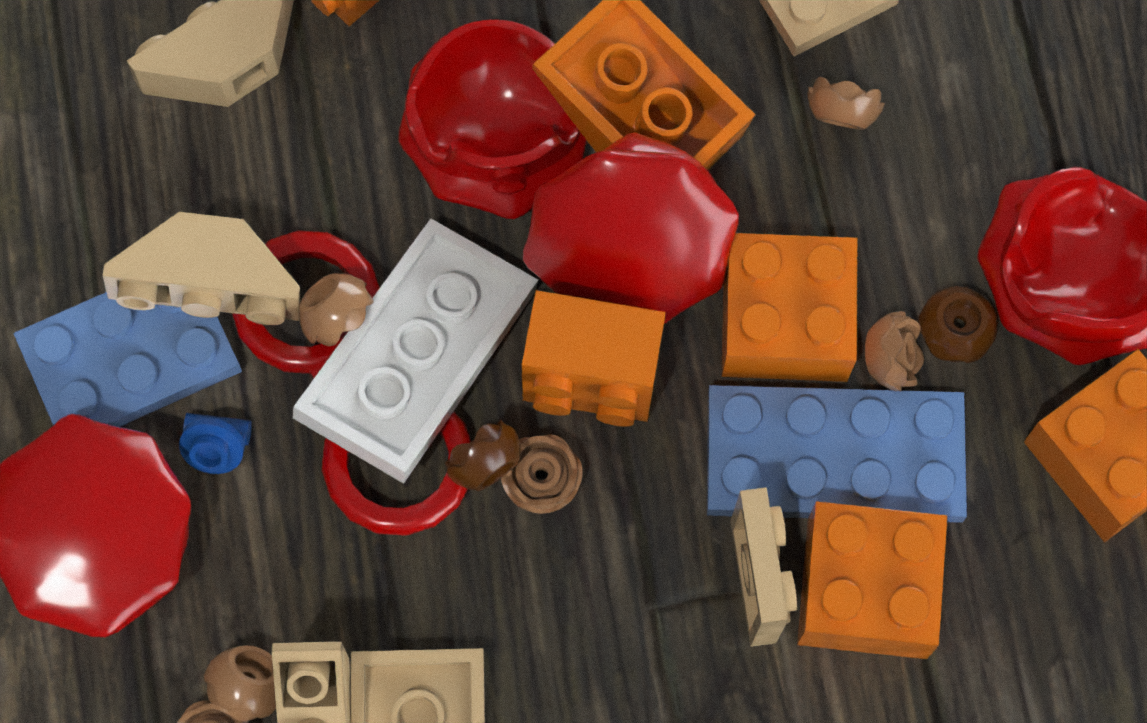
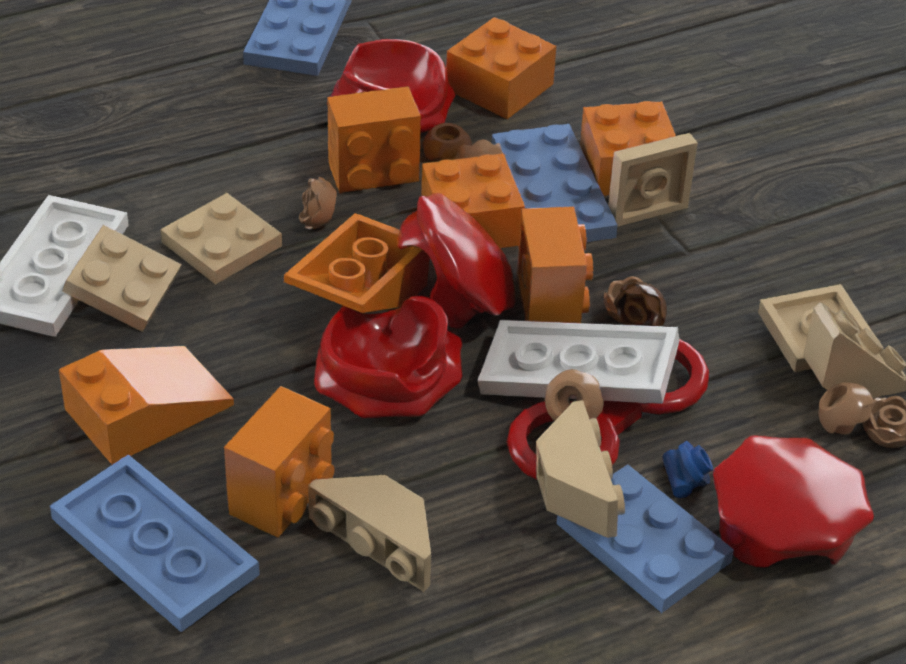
camera: 105 degrees left, 30 degrees down
(941, 191) = (373, 139): none -> orange brick

